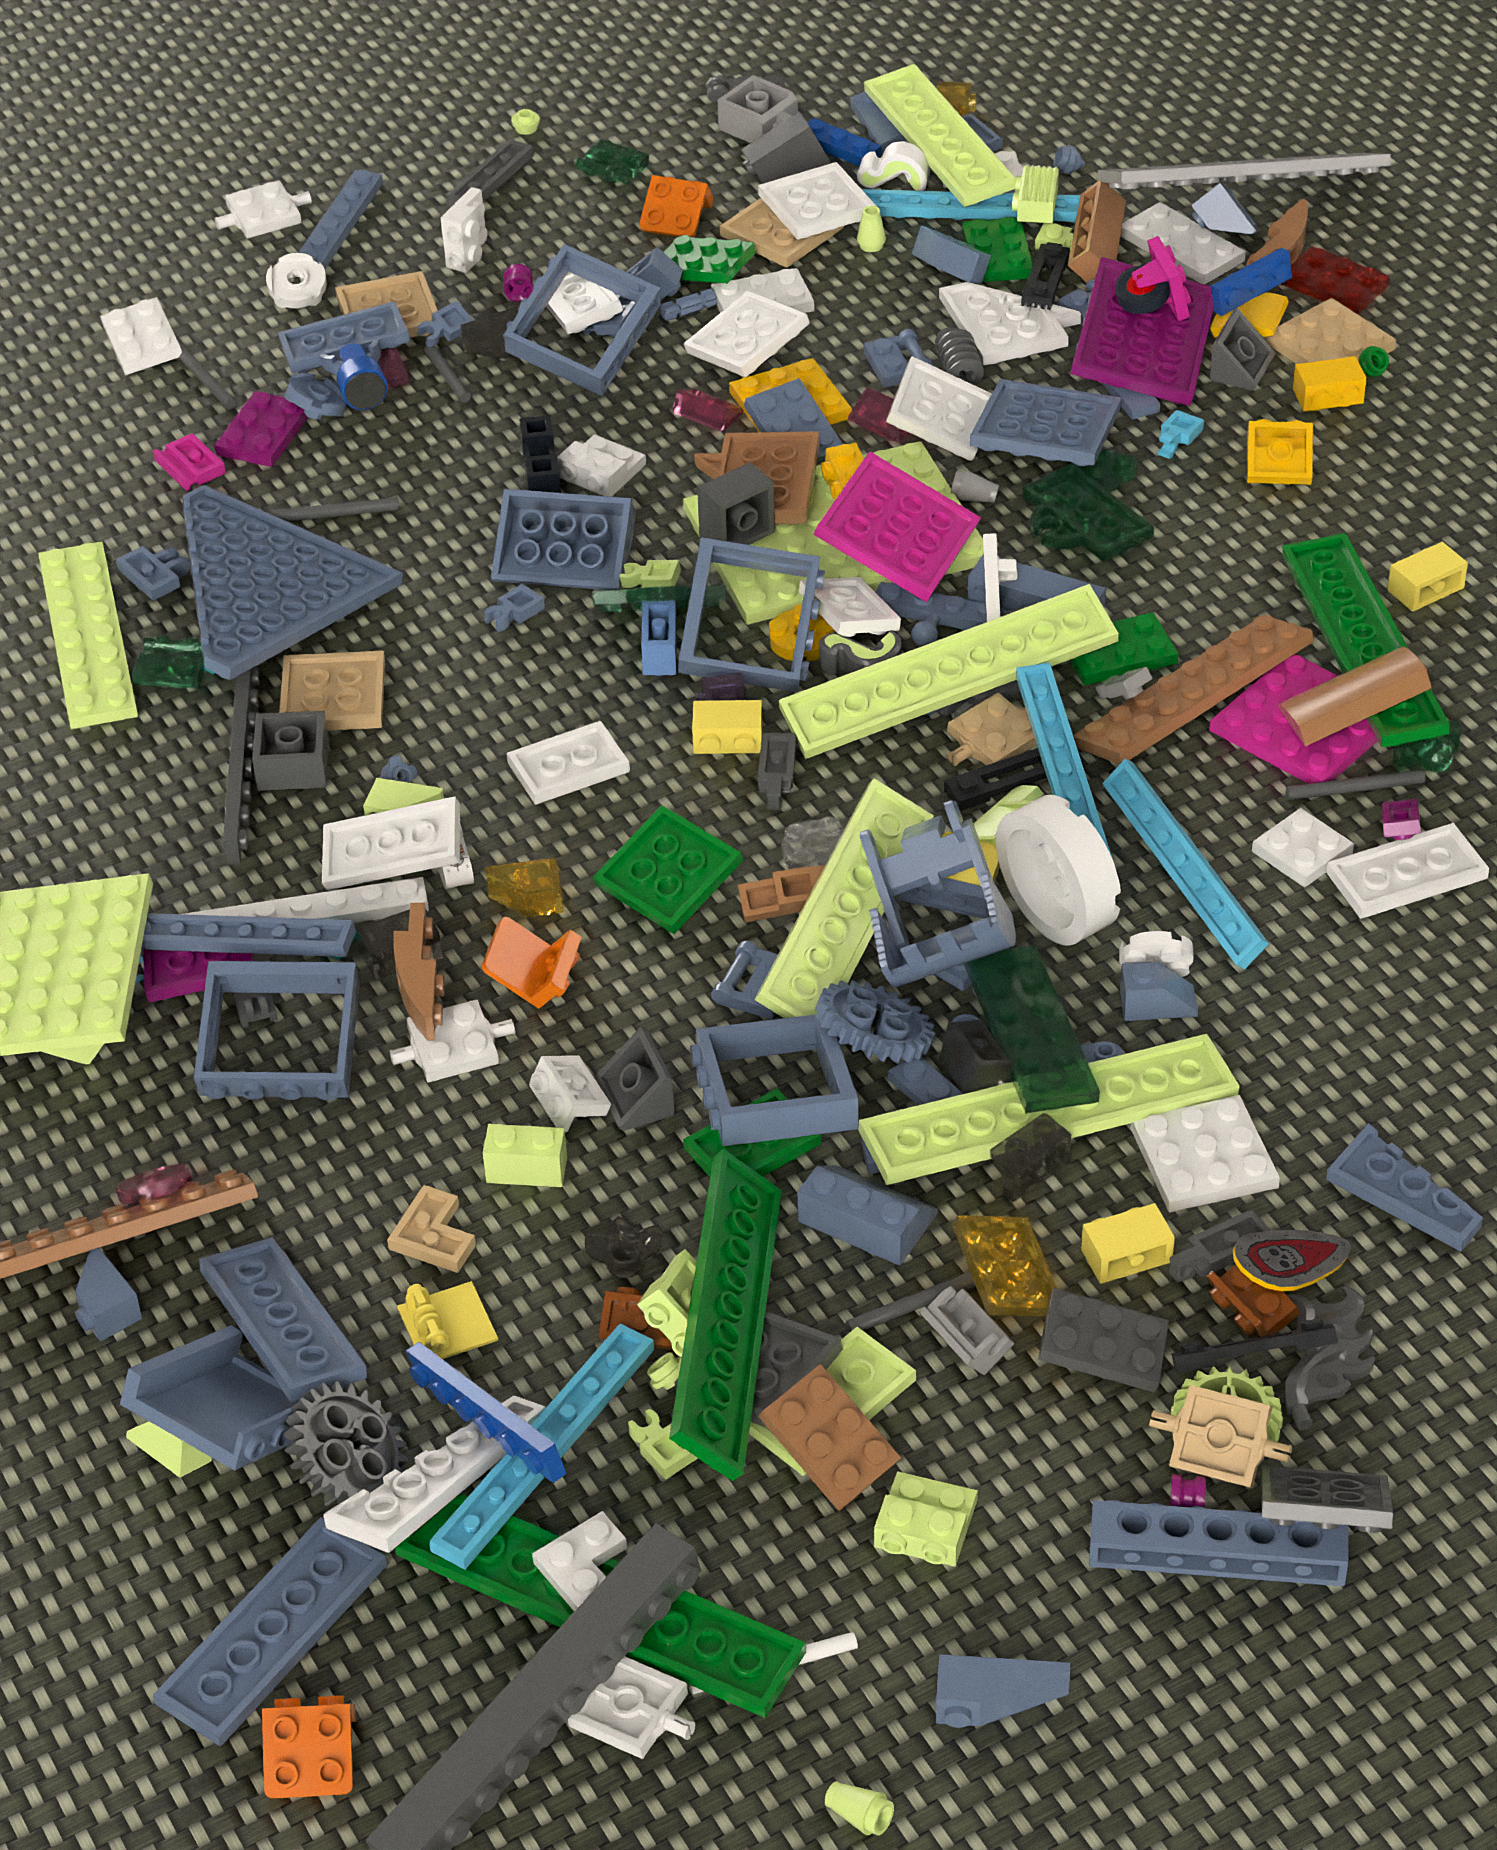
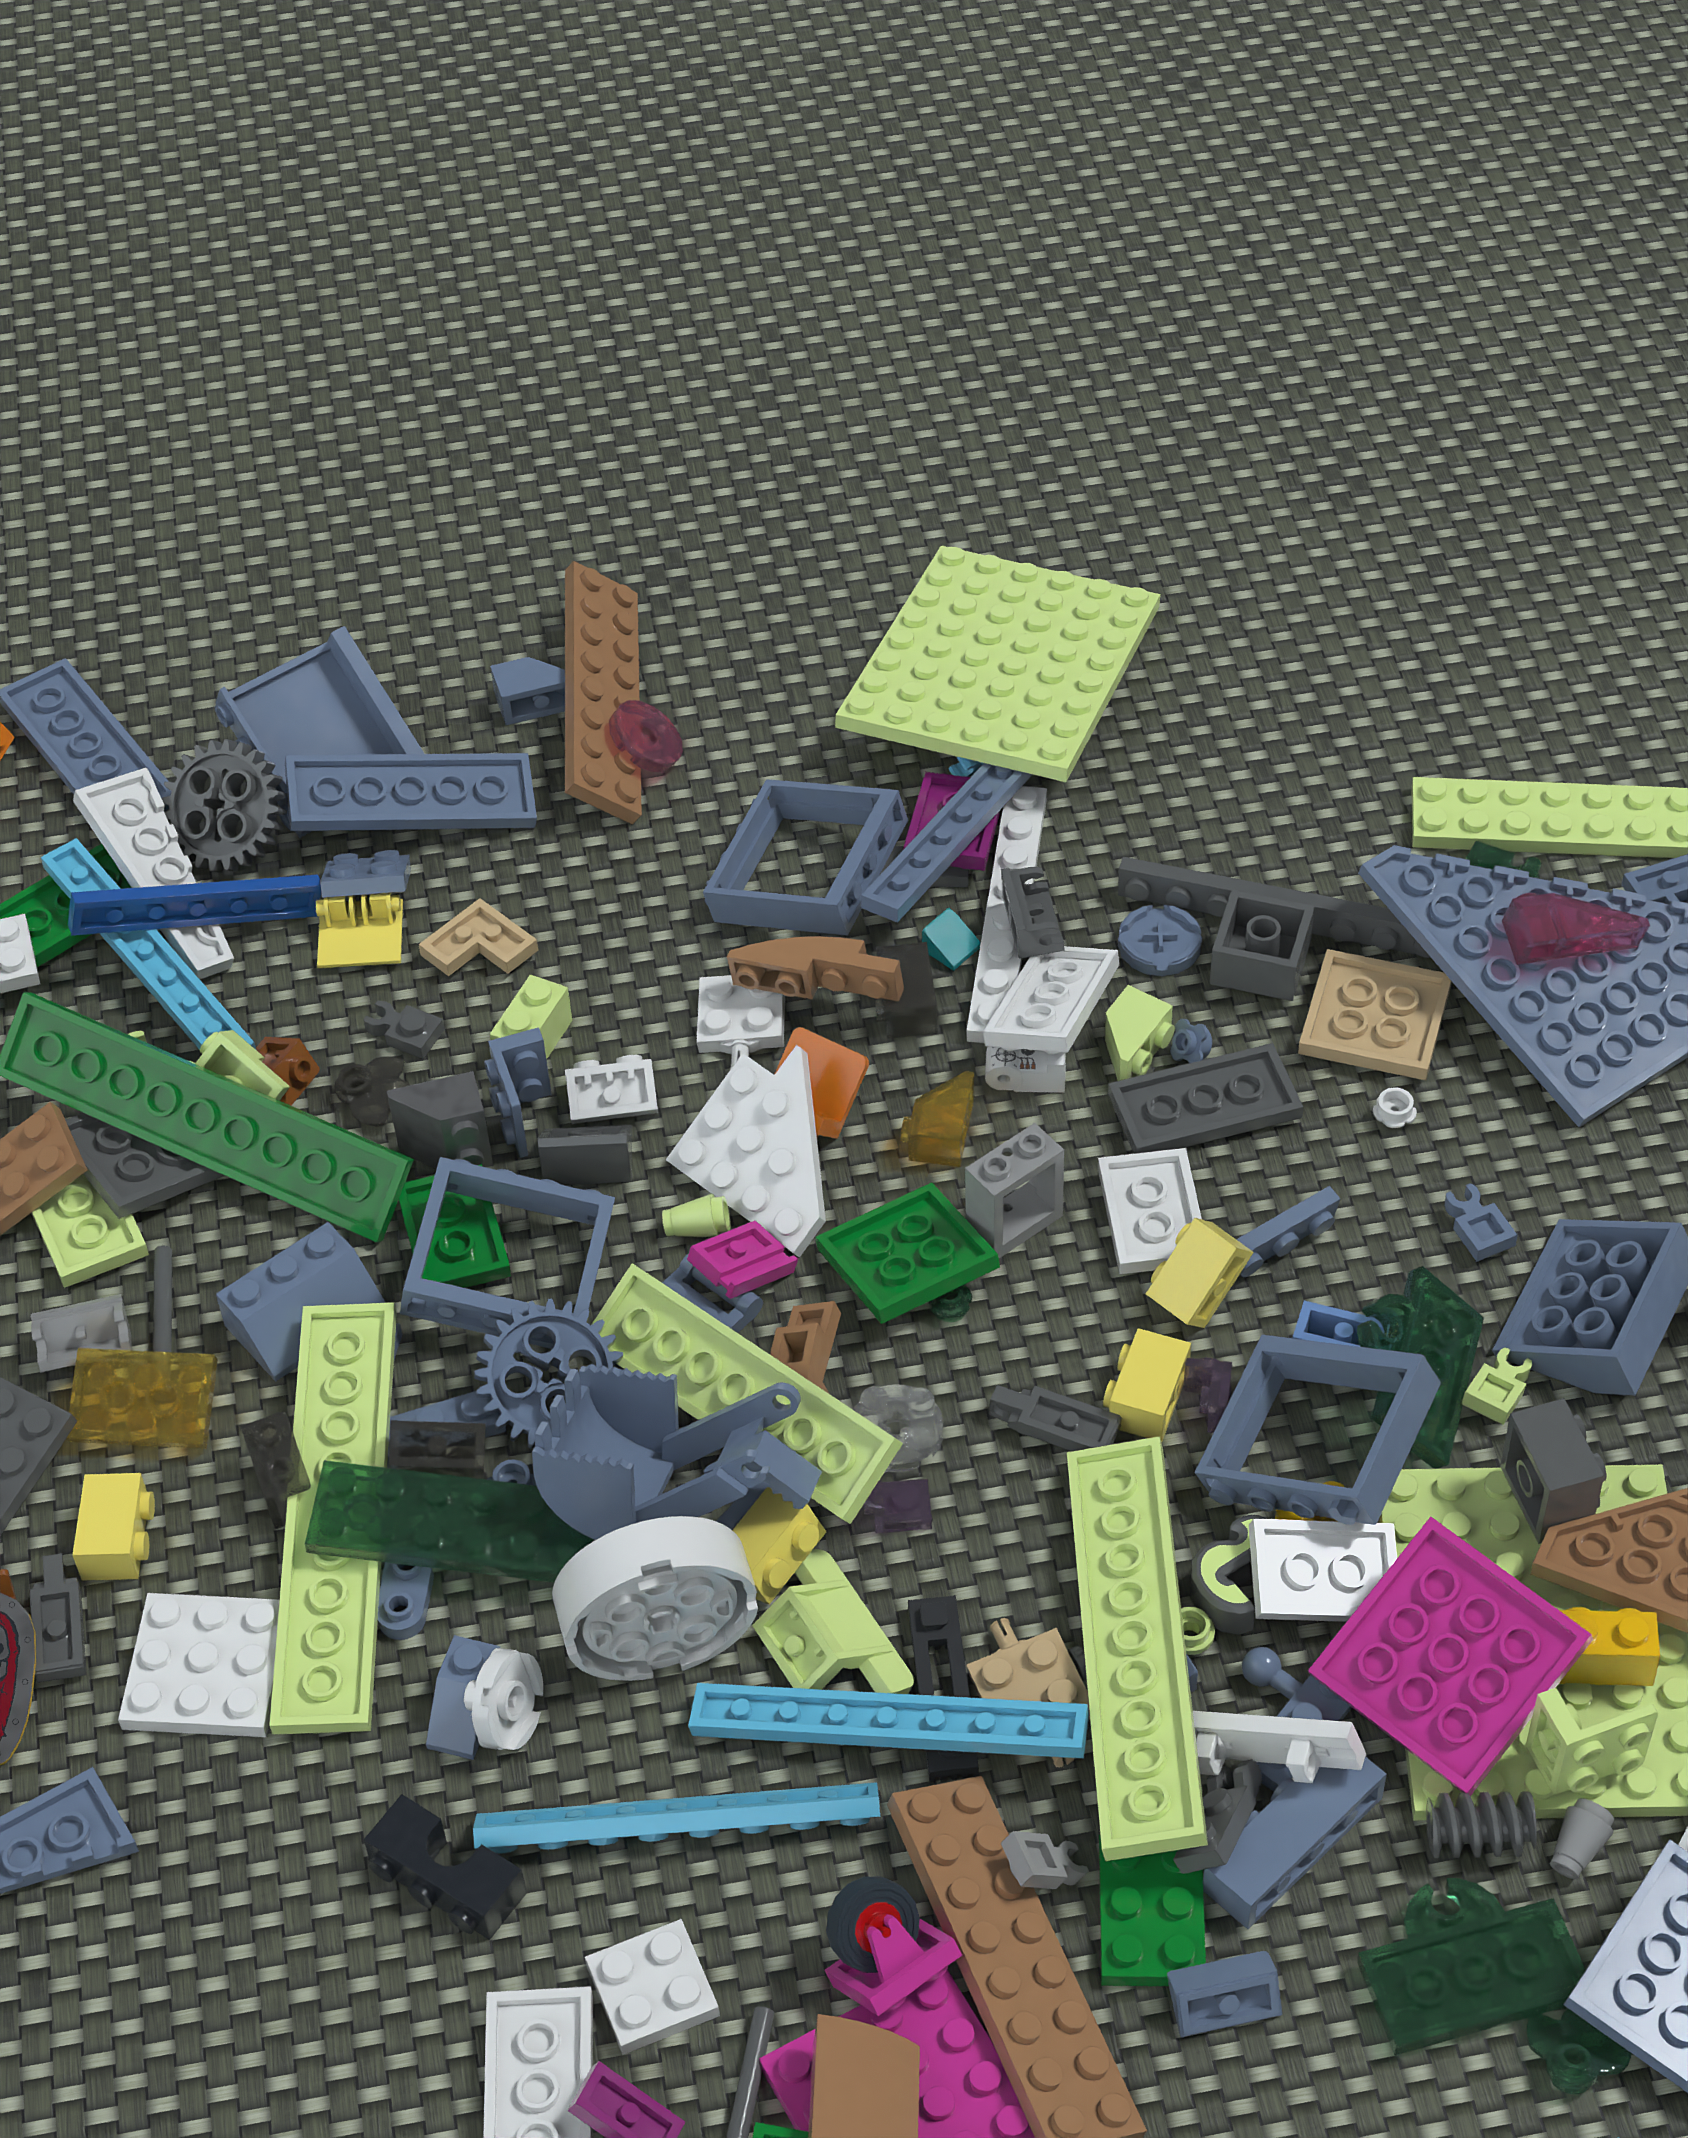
camera: 110 degrees right, 5 degrees up
(257, 576) = (1566, 927): none -> clear pink slope
(287, 825) = (1160, 940): none -> sand blue tile
(306, 880) = (1030, 912): none -> dark grey hinge
(389, 1324) = (354, 876): none -> sand blue plate
(421, 666) = (1395, 1108): none -> white plate
(452, 758) = (1205, 1100): none -> dark grey plate
(544, 1251) = (407, 1031): none -> dark grey plate
(566, 693) = (1286, 1230): none -> sand blue plate
(583, 826) = (1028, 1209): none -> light grey window
(605, 969) = (760, 1149): none -> white wing
(610, 1134) = (520, 1076): none -> sand blue bracket
(630, 709) = (1198, 1272): none -> light yellow brick
(659, 1157) = (441, 1121): none -> flat silver slope
(677, 997) = (698, 1218): none -> yellowish green cone
(713, 955) = (742, 1259): none -> dark pink plate
(930, 458) = (1579, 1756): none -> yellowish green bracket
(994, 517) = (1481, 1823): none -> dark grey piece
(1157, 601) = (1225, 1993): none -> sand blue slope
(1230, 728) = (883, 1944): none -> plate
(1284, 980) = (474, 1893): none -> black arch

